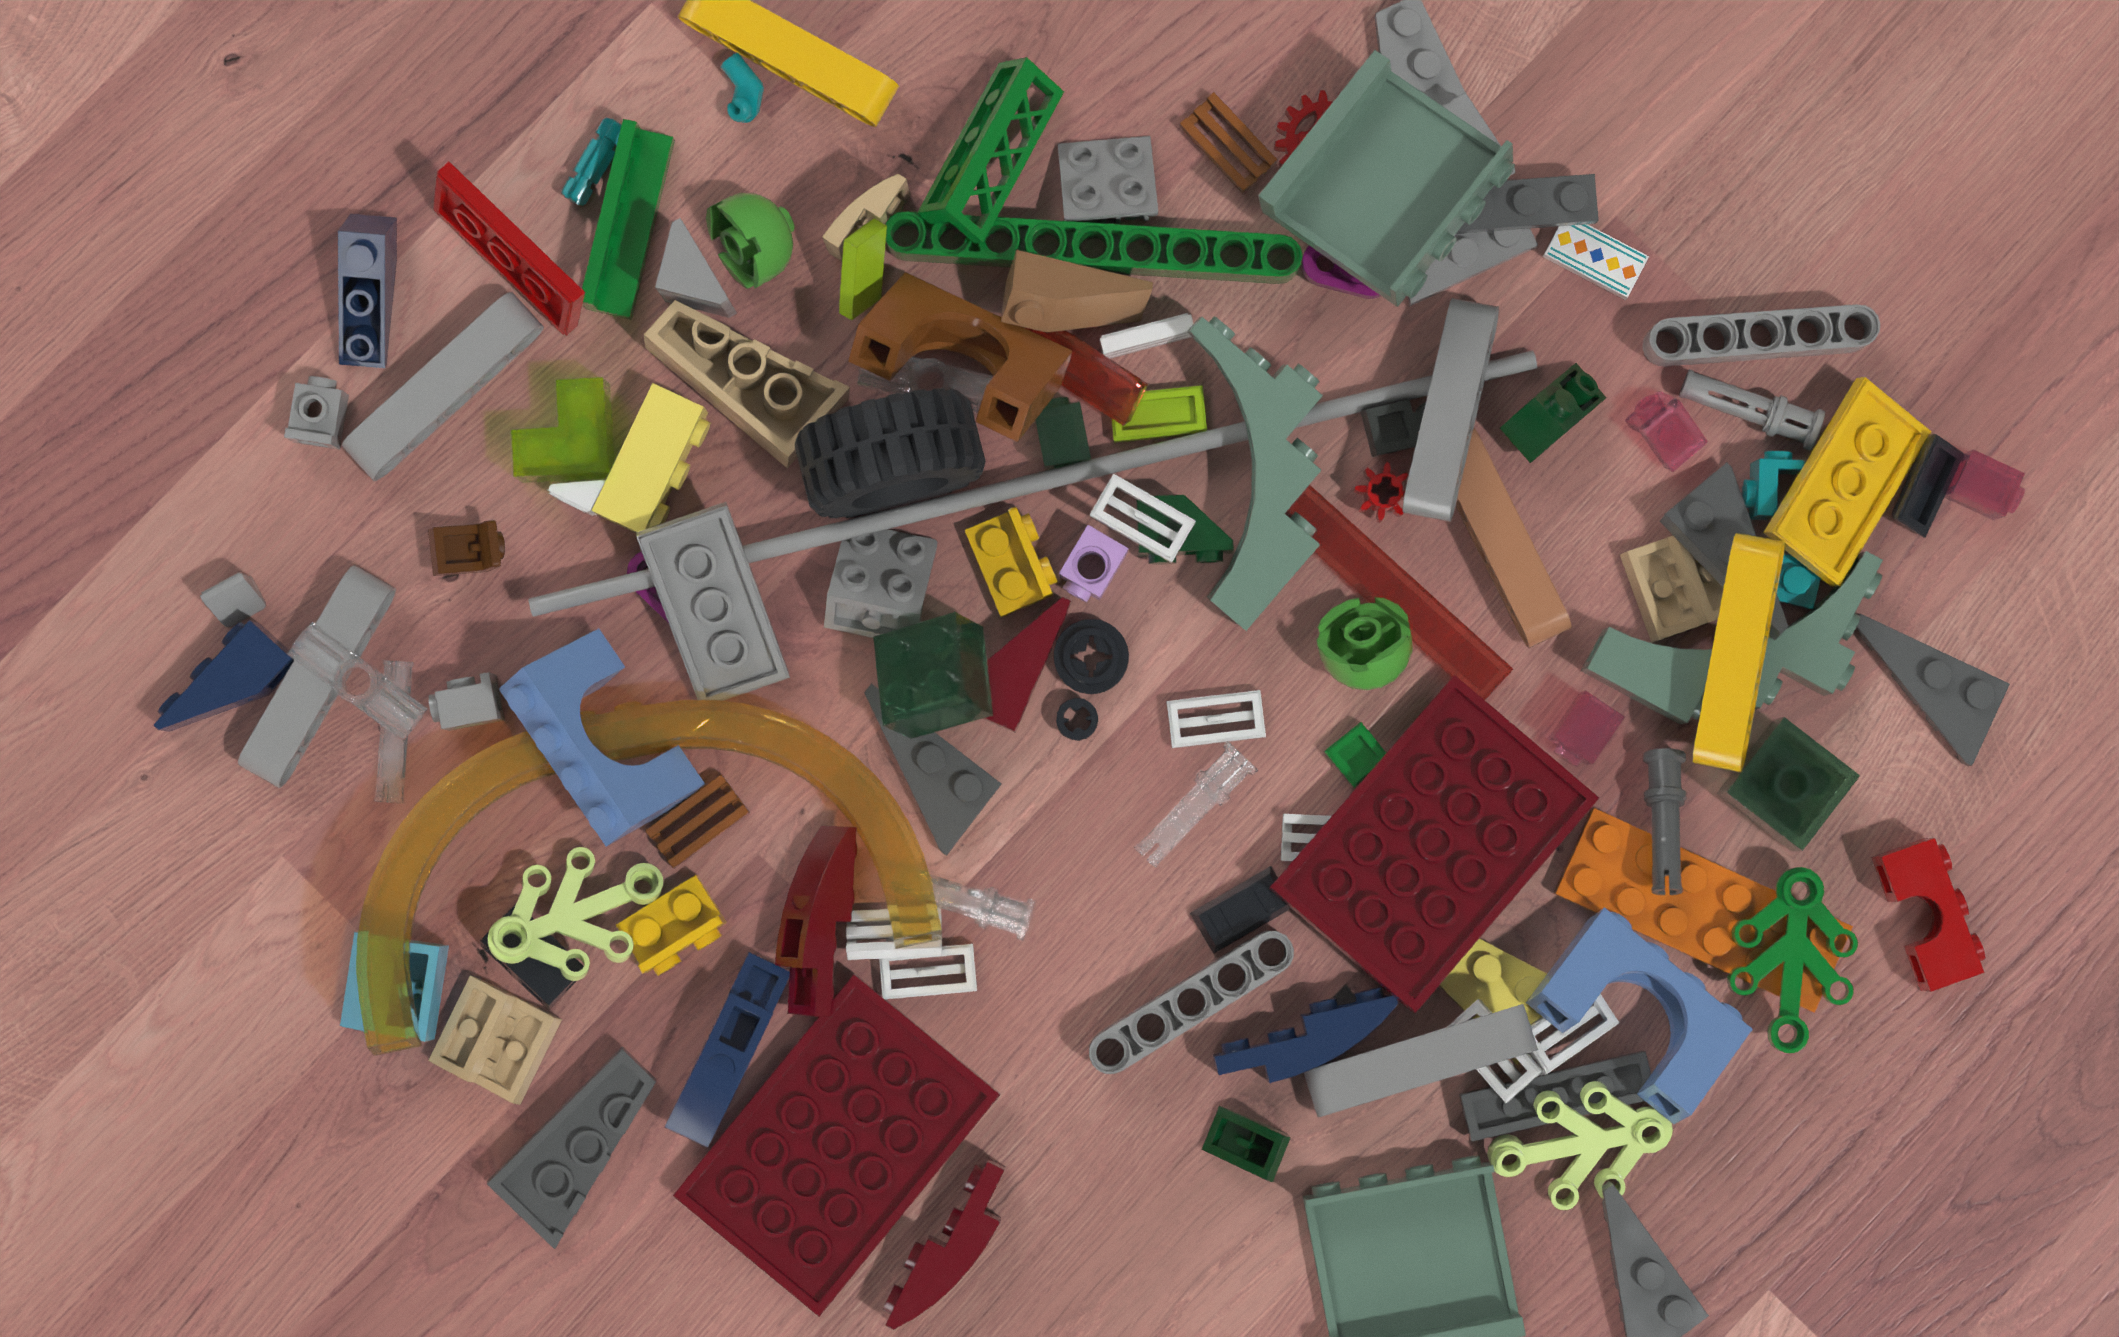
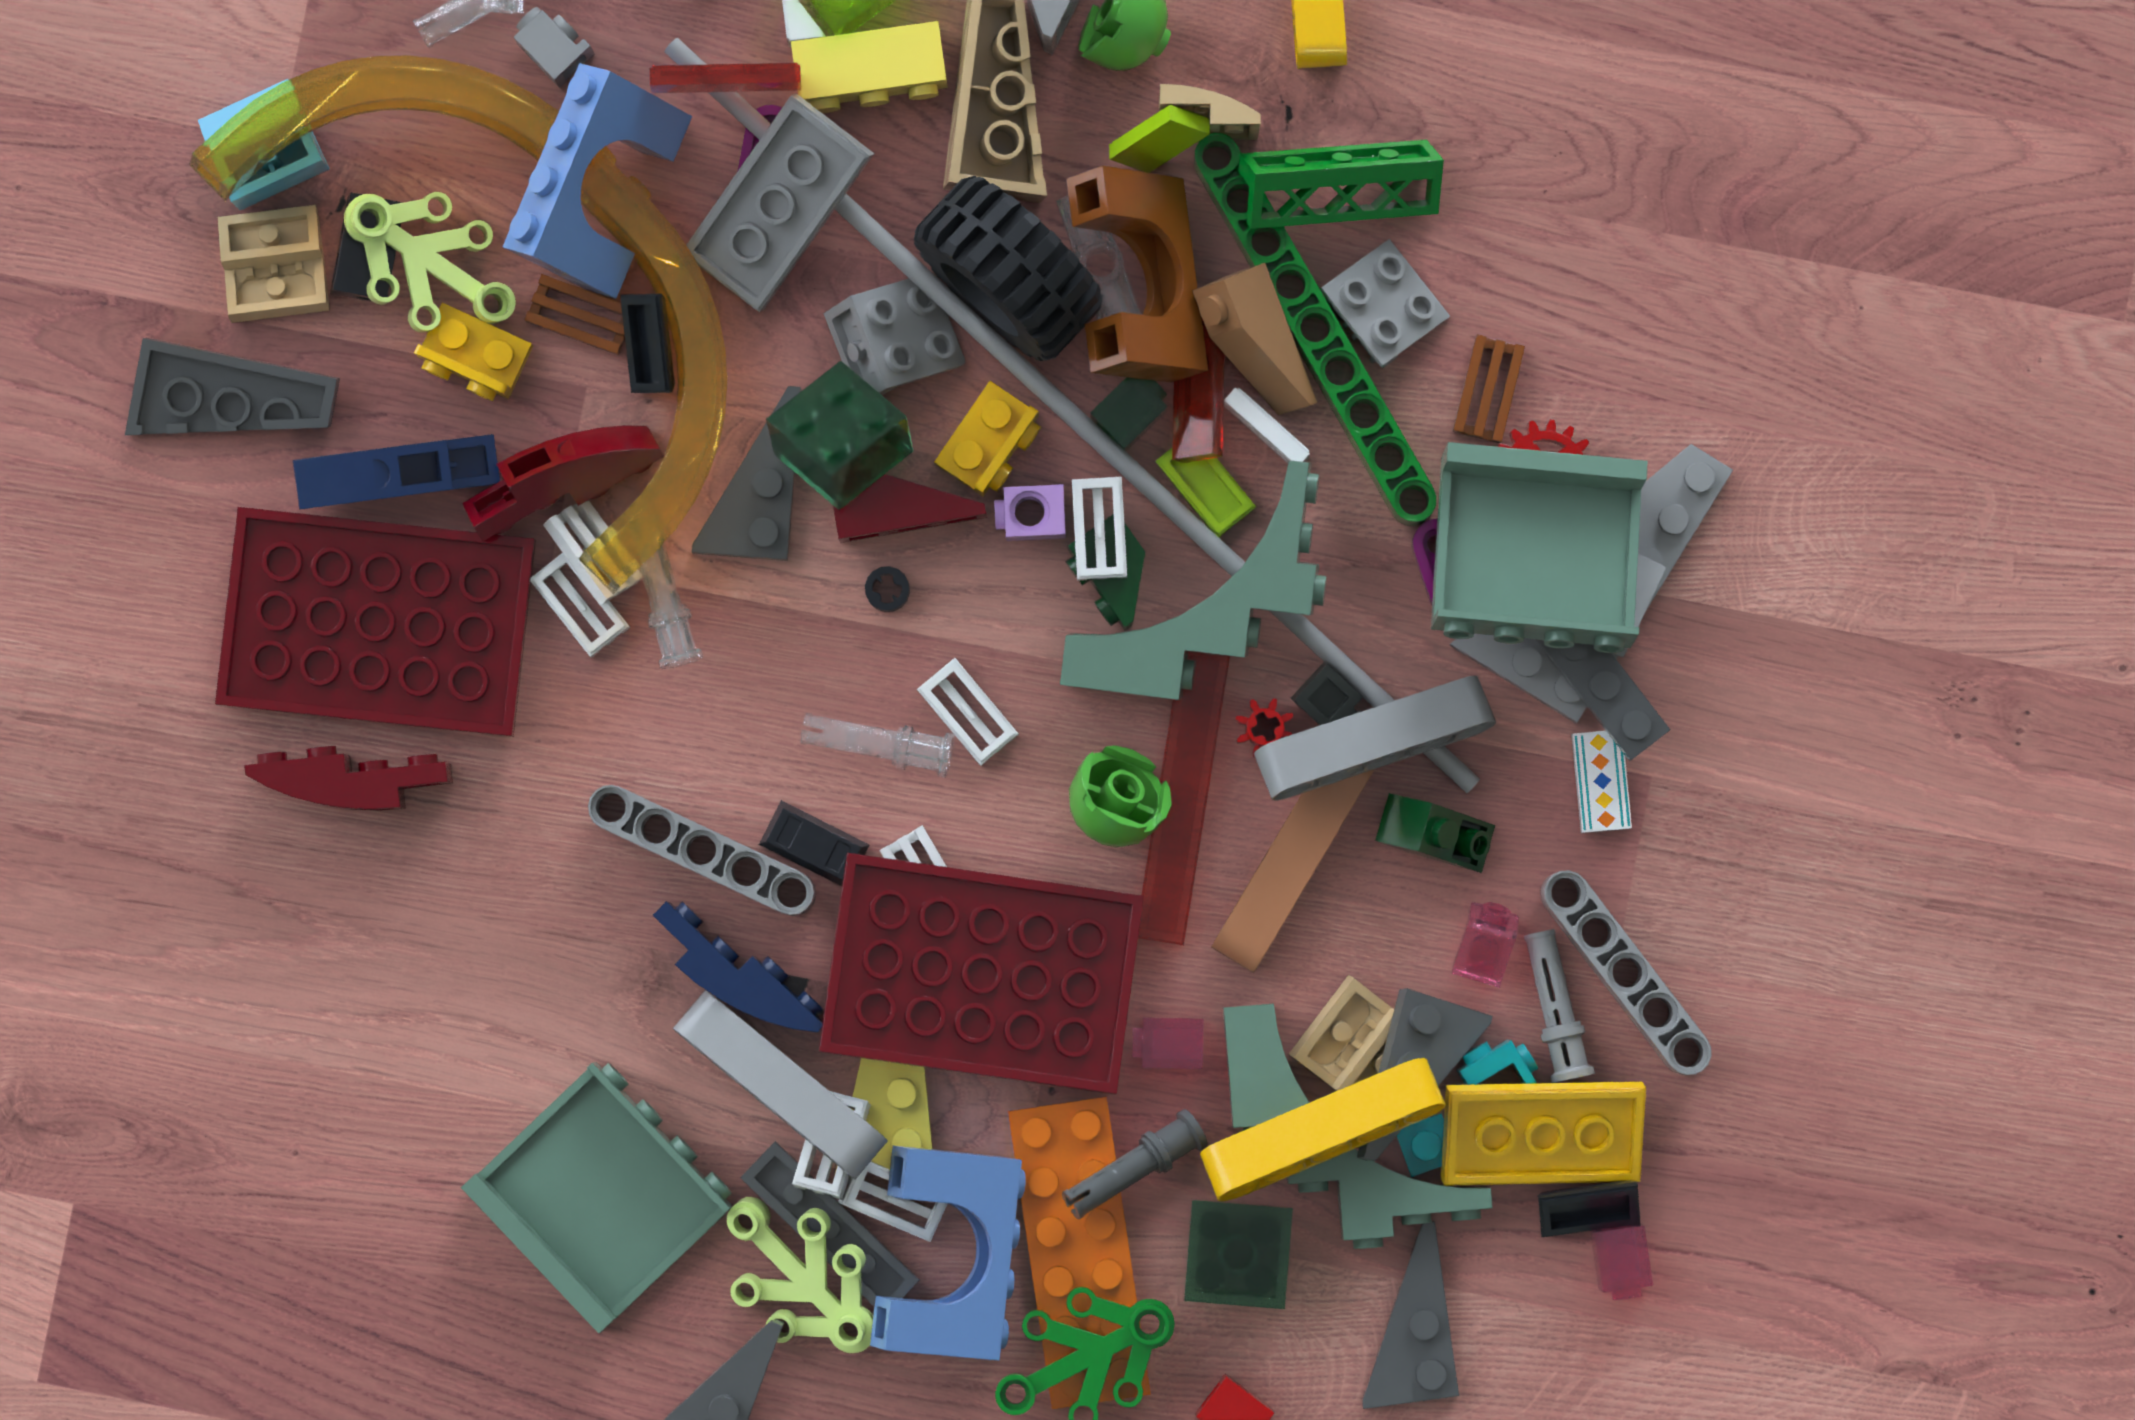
camera: 55 degrees right, 0 degrees up
(587, 579) = (725, 78): none -> clear red tile
(756, 781) = (647, 343): none -> black tile
(1075, 641) = (956, 542): black gear -> none
(1246, 1143) = (609, 980): dark green slope -> none
(1355, 754) = (1017, 854): green tile -> none

